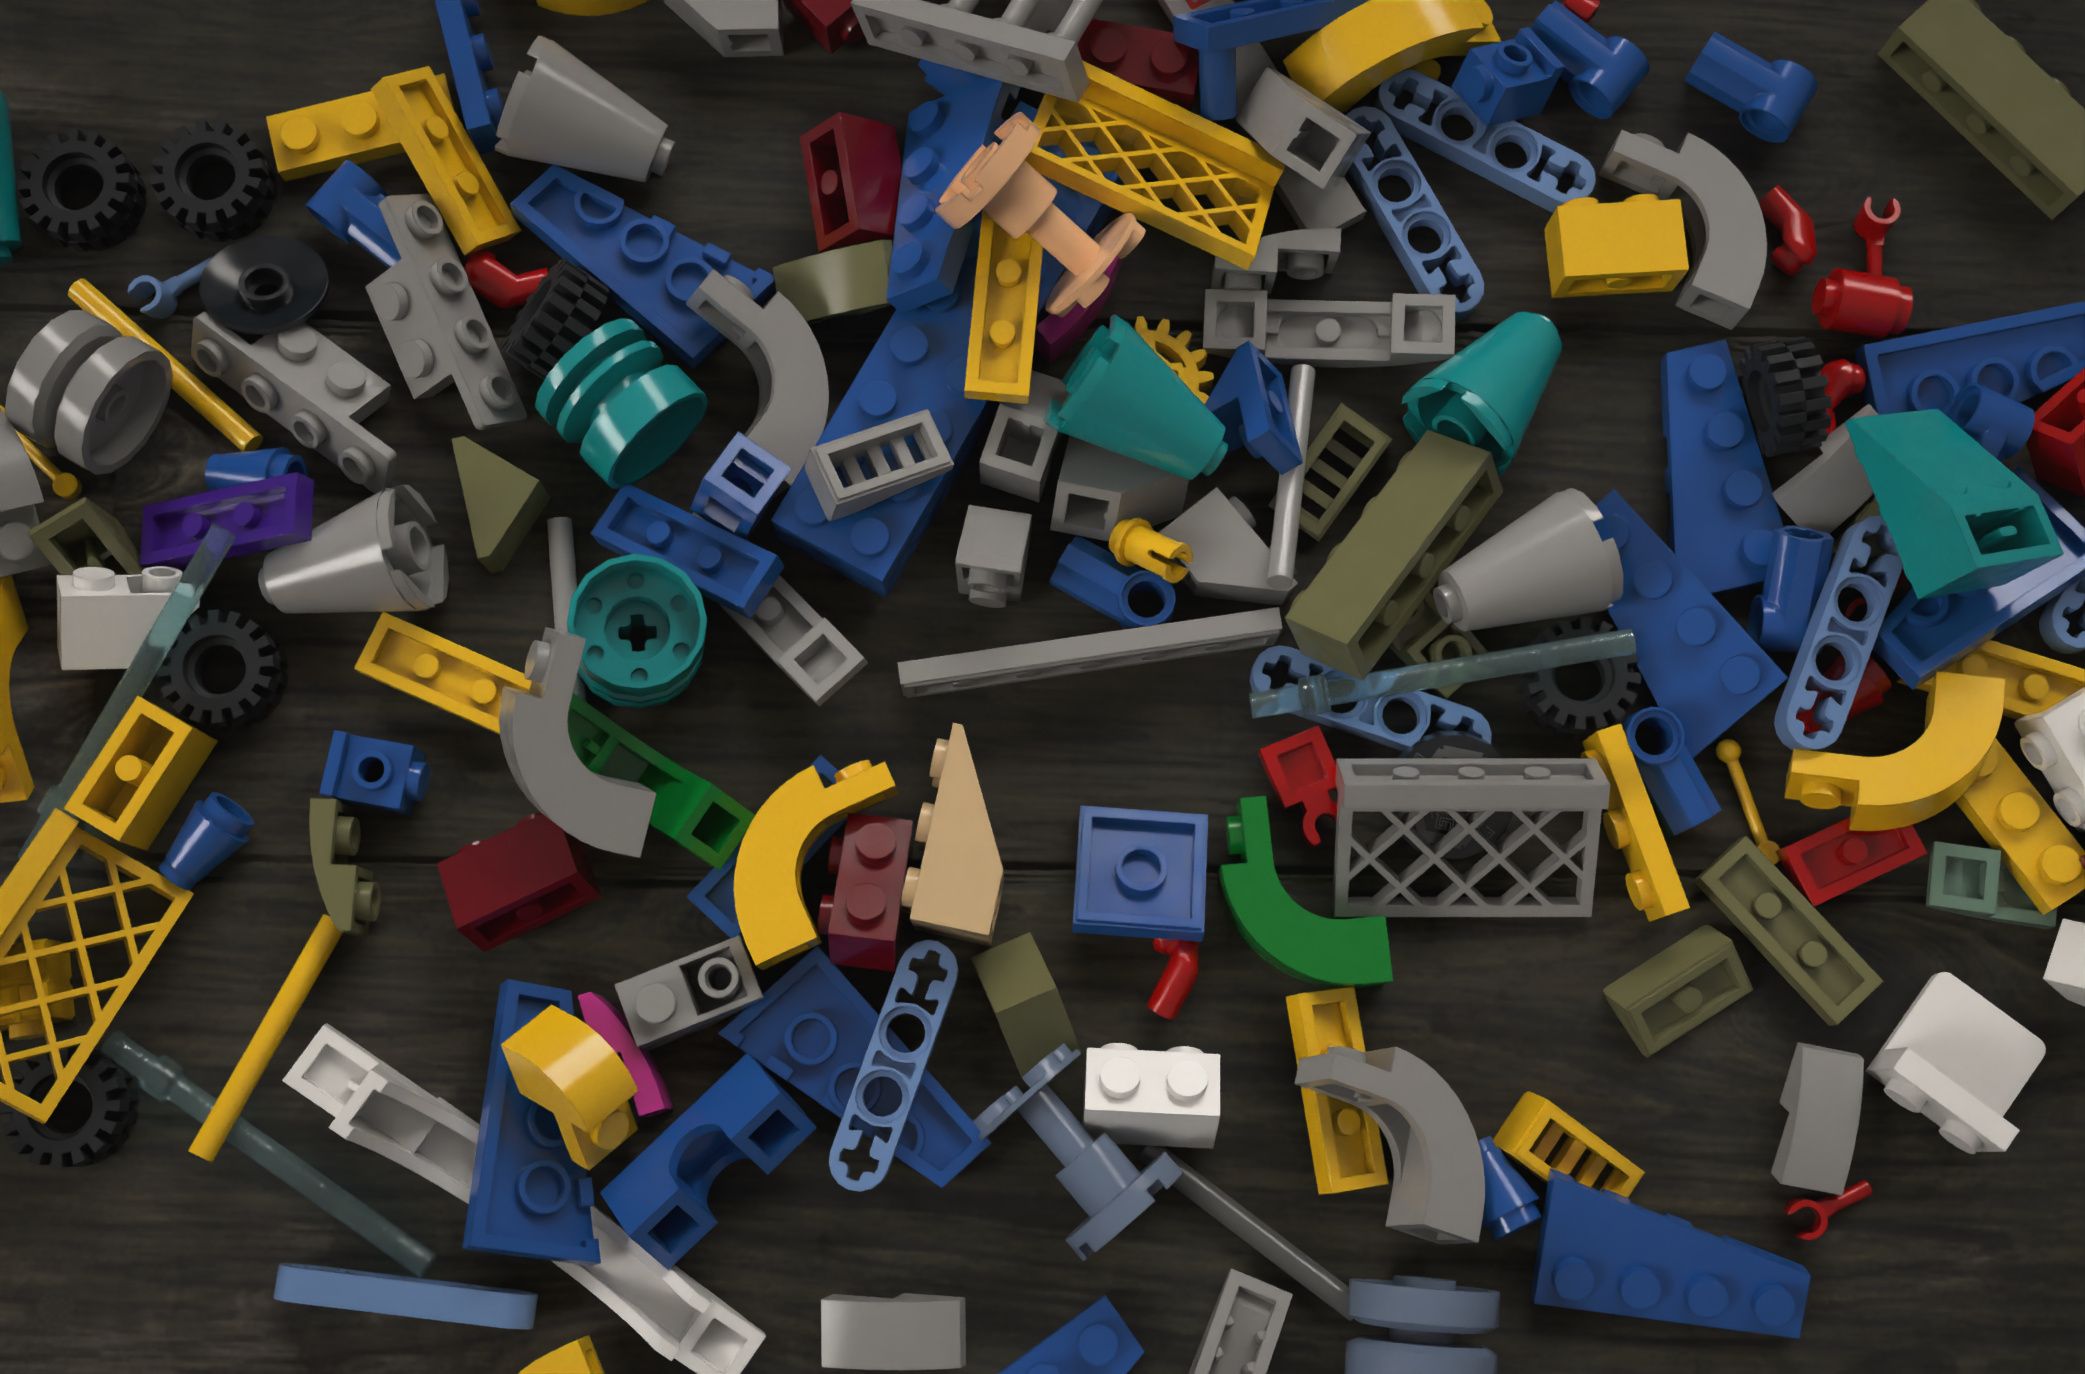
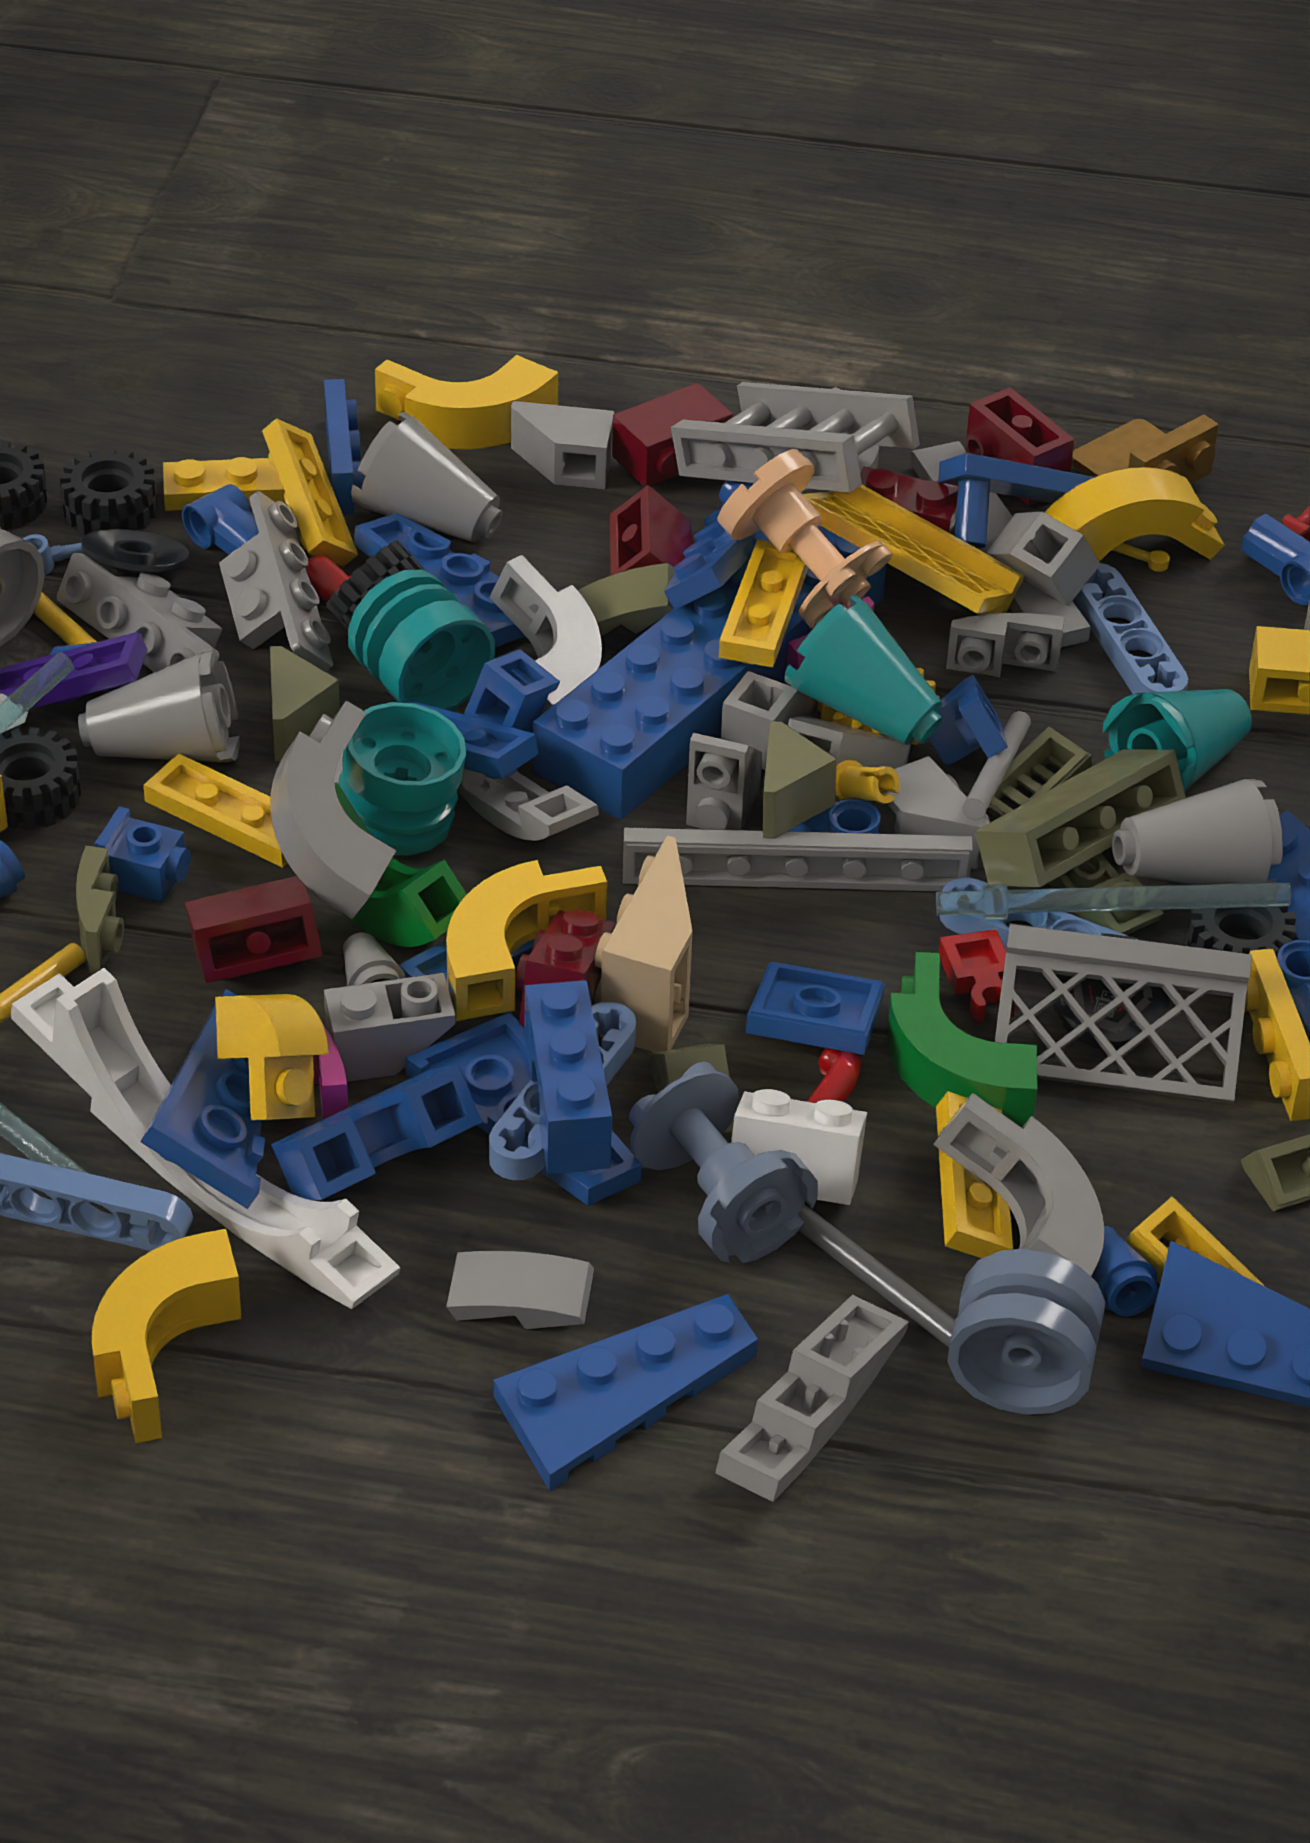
camera: 10 degrees right, 35 degrees down
(658, 903) = (368, 961): none -> light grey cone
(862, 493) = (630, 684): light grey slope -> none
(899, 1097) = (569, 1076): none -> blue arch
(1077, 578) = (796, 782): none -> olive slope
(1331, 332) = (1045, 698): light grey slope -> none
(1479, 150) = (1153, 574): medium blue beam -> none
(1508, 78) = (1225, 553): blue brick -> none

